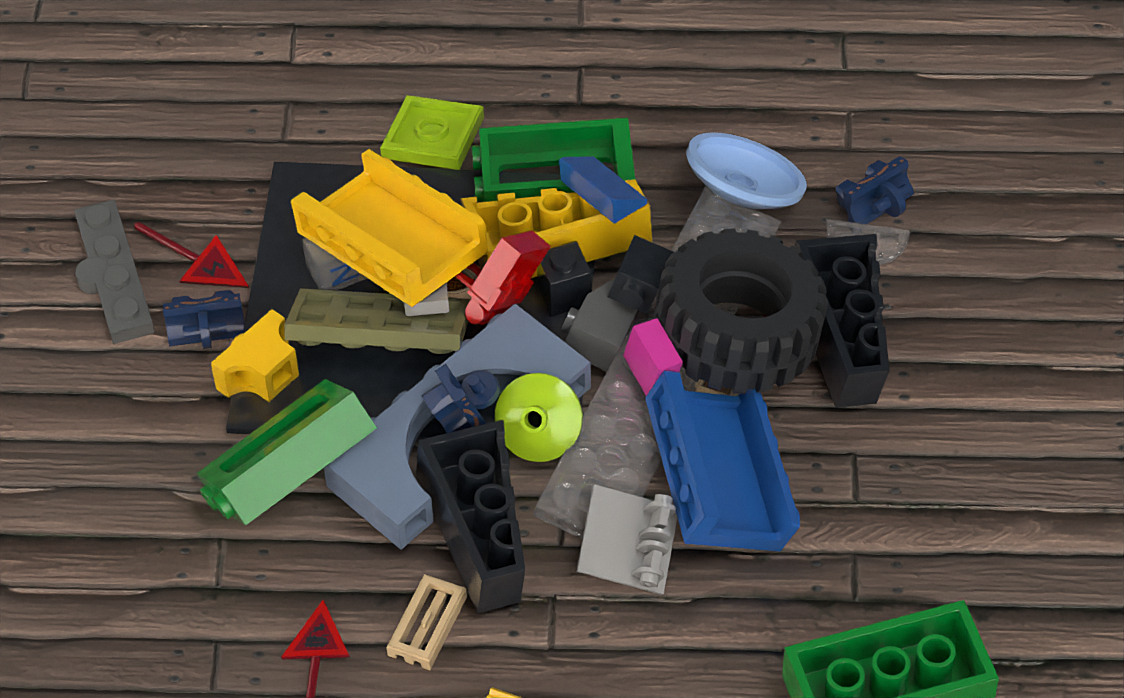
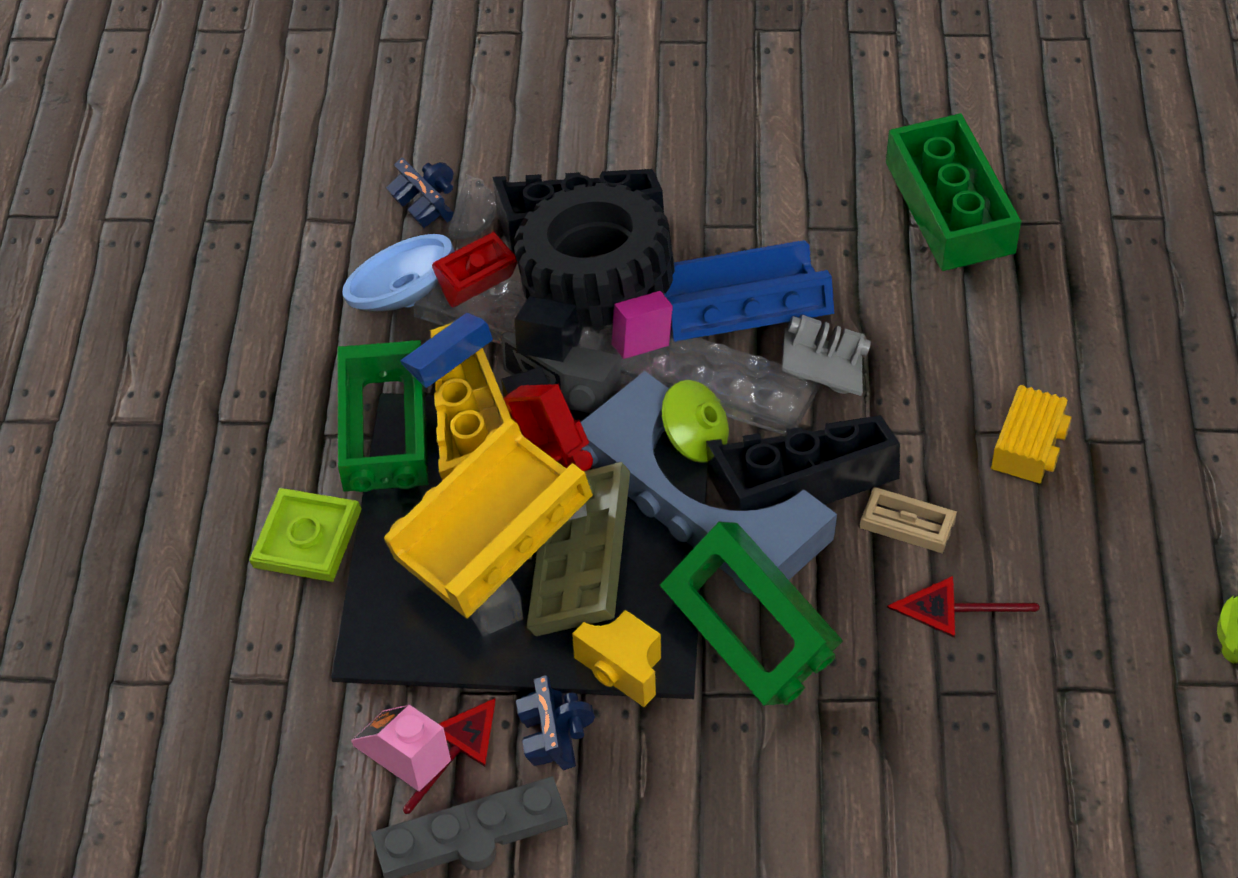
camera: 90 degrees left, 0 degrees up
(190, 211) = (405, 745): none -> bright pink slope
(458, 403) = (687, 467): dark blue hips -> none
(724, 206) = (474, 268): none -> red slope

